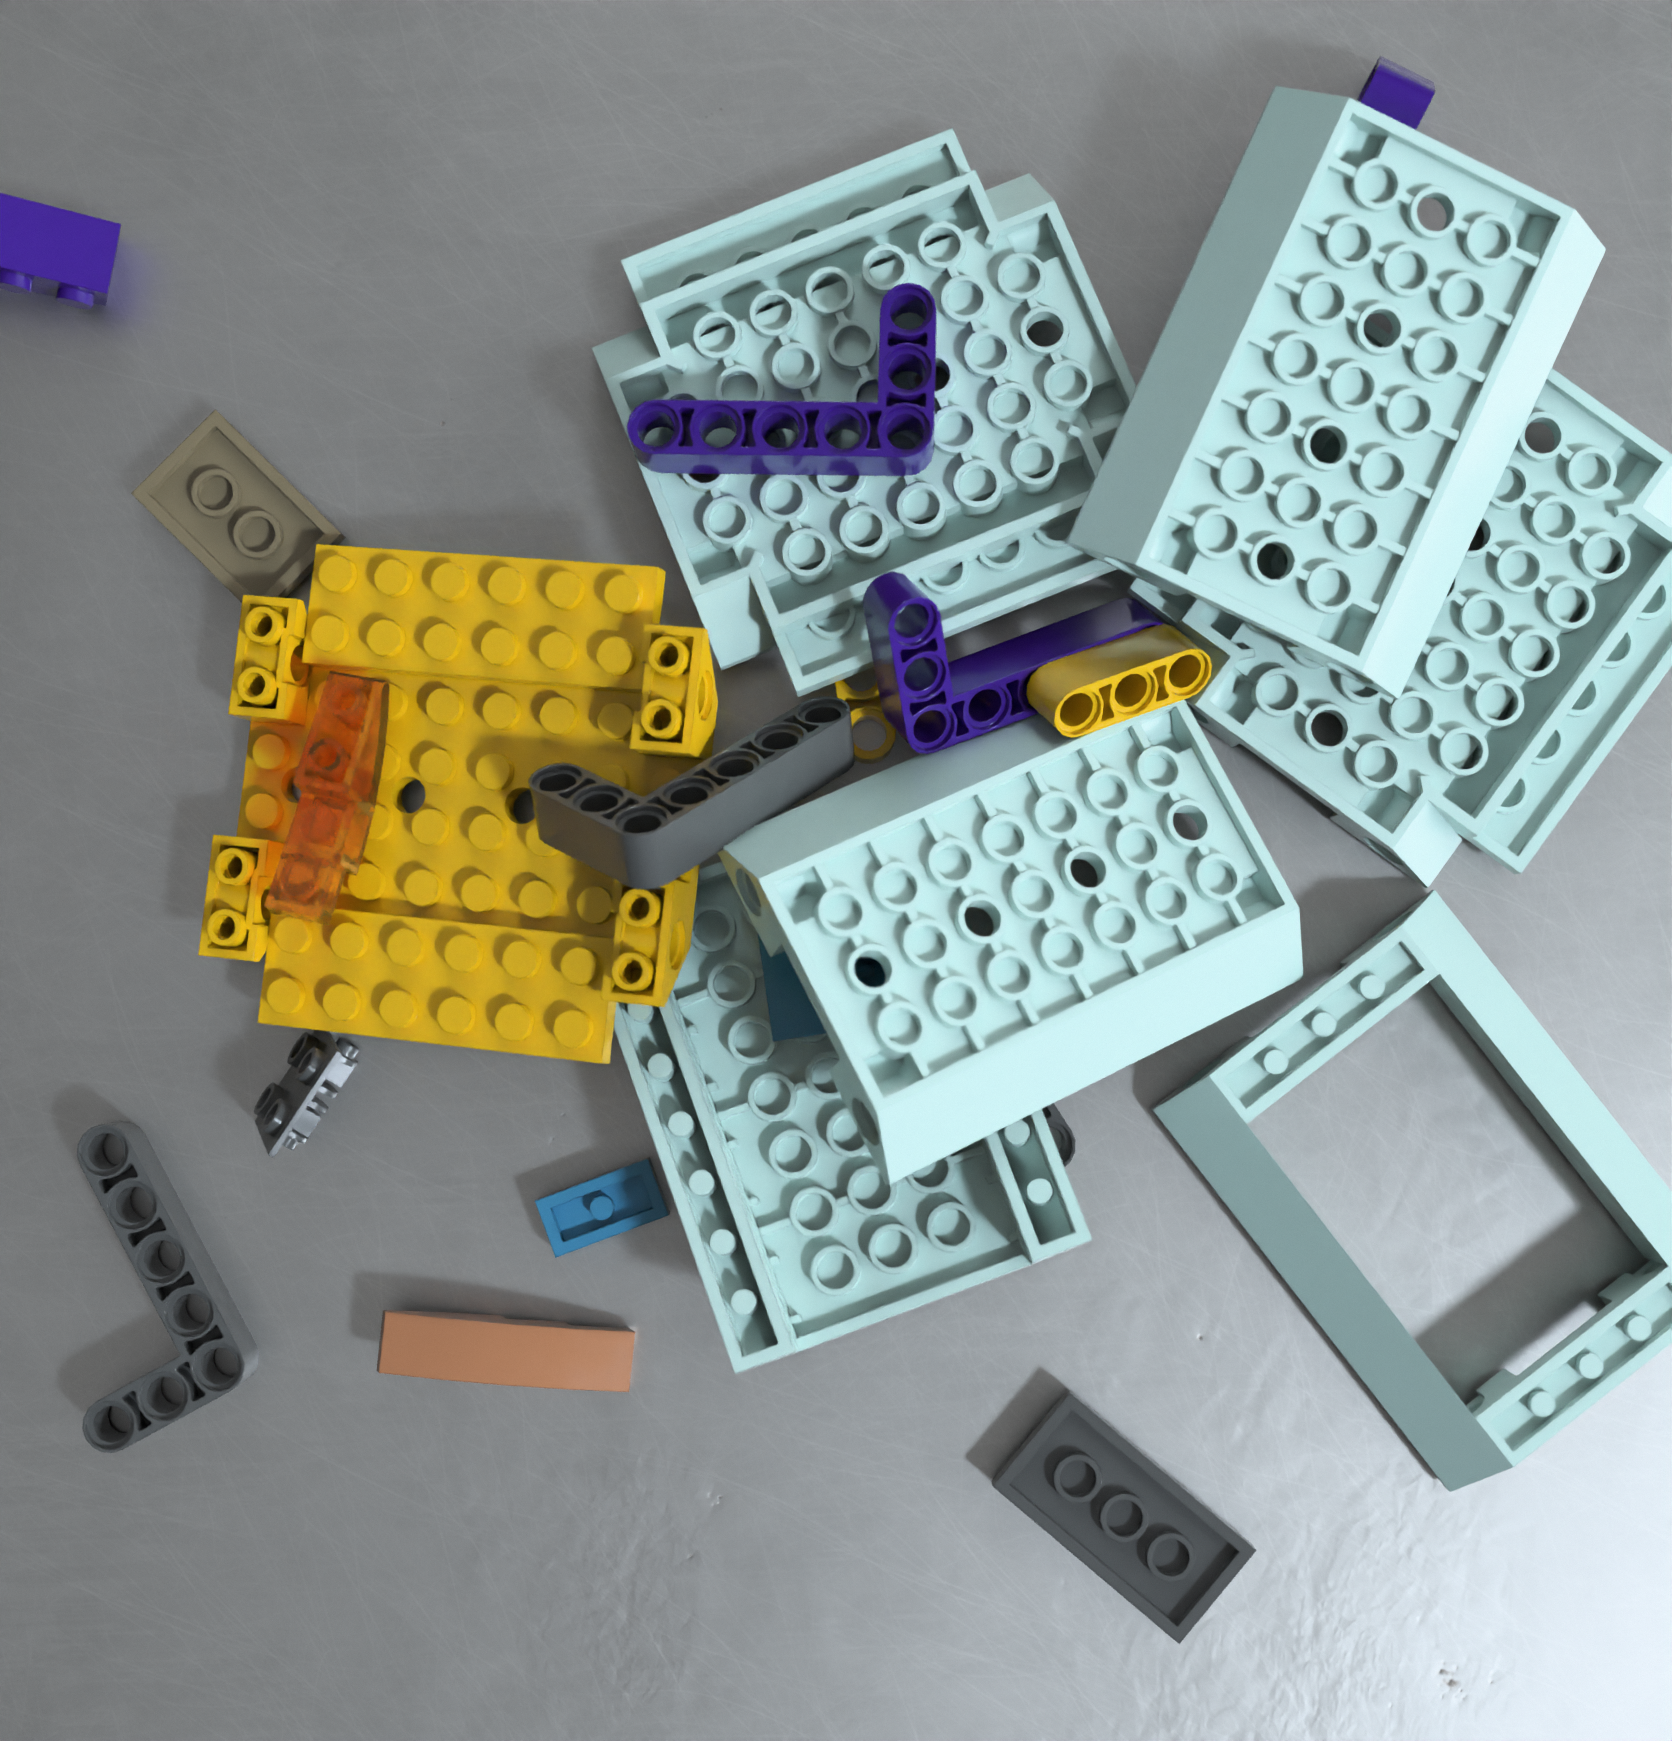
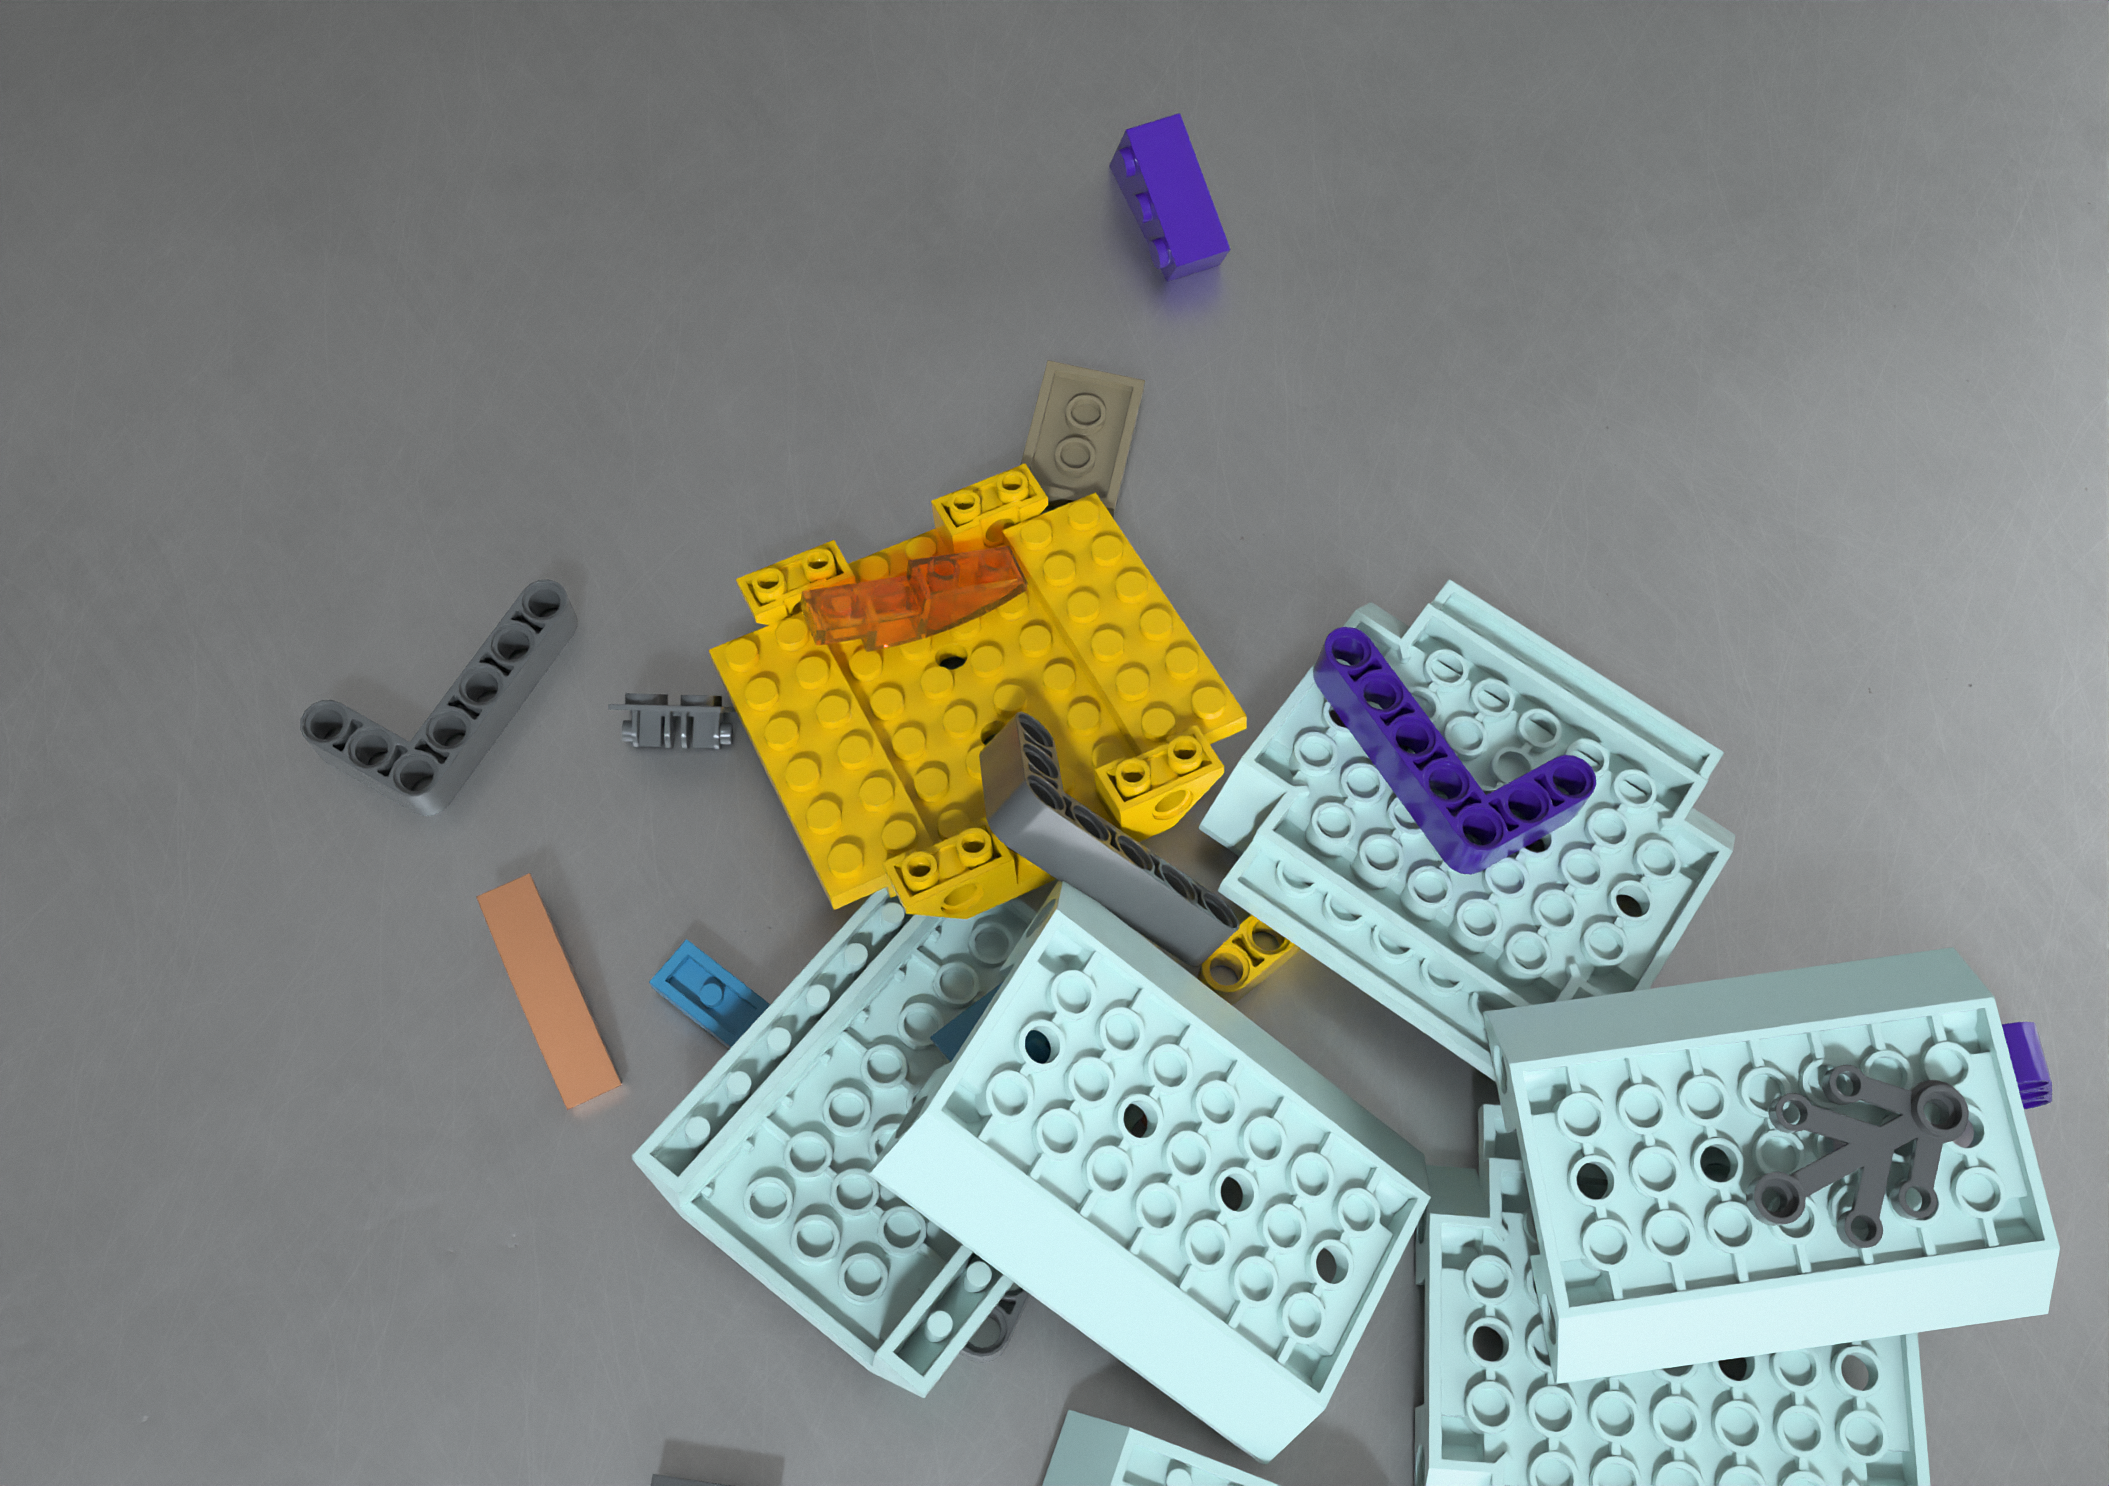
camera: 50 degrees right, 20 degrees down
(950, 702) = (1346, 1035): dark purple beam -> none
(1118, 680) = (1413, 1159): yellow beam -> none
(1401, 313) = (1866, 1149): none -> dark grey plant

